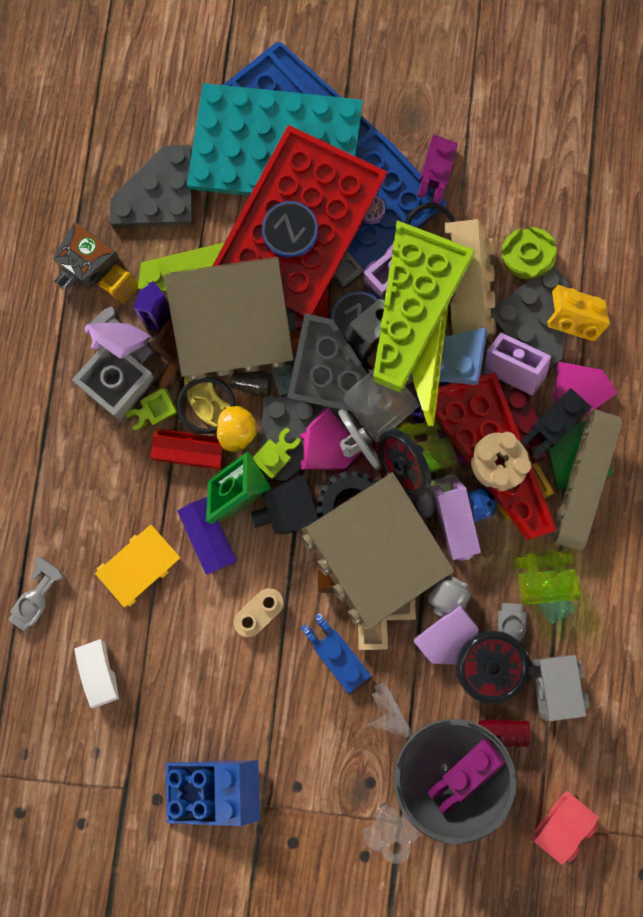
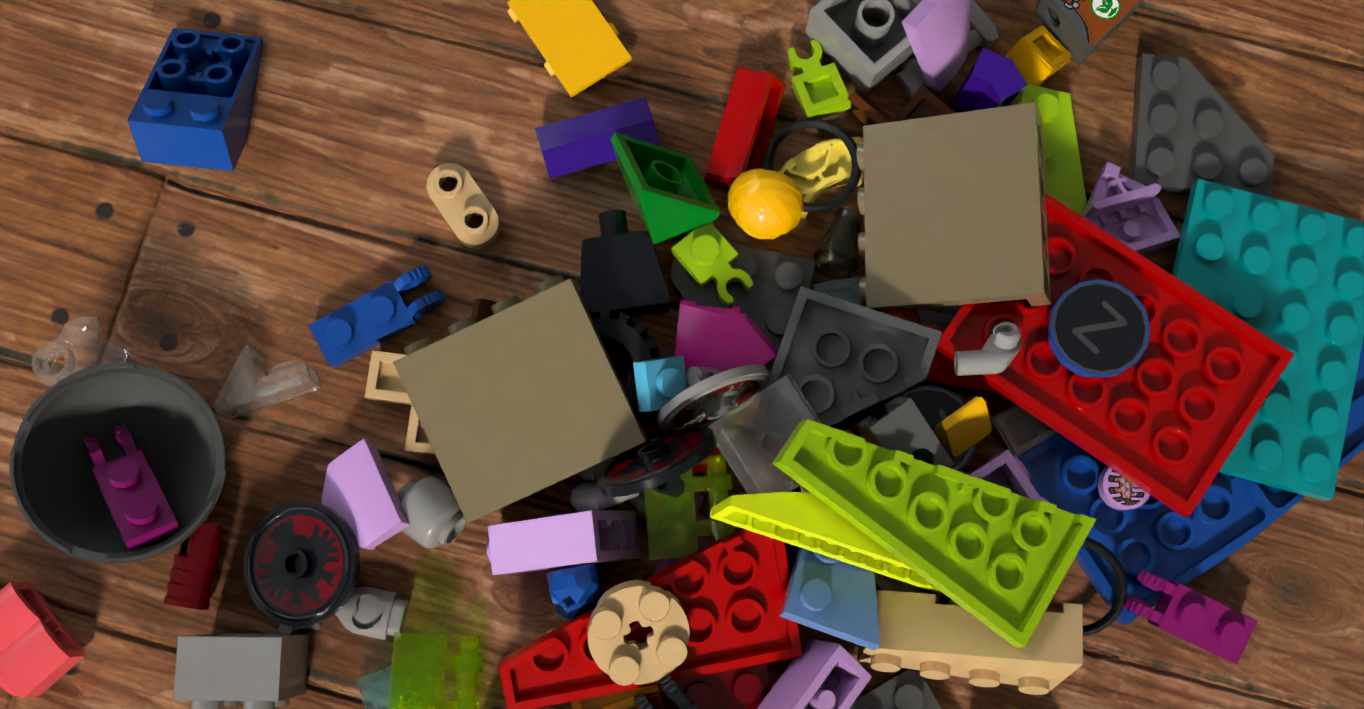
camera: 90 degrees right, 0 degrees up
(211, 223) = (1130, 212): none -> lavender slope
(313, 284) = (994, 355): none -> light grey arm
(353, 298) = (964, 427): none -> yellow slope
(356, 469) = (659, 381): none -> medium azure plate

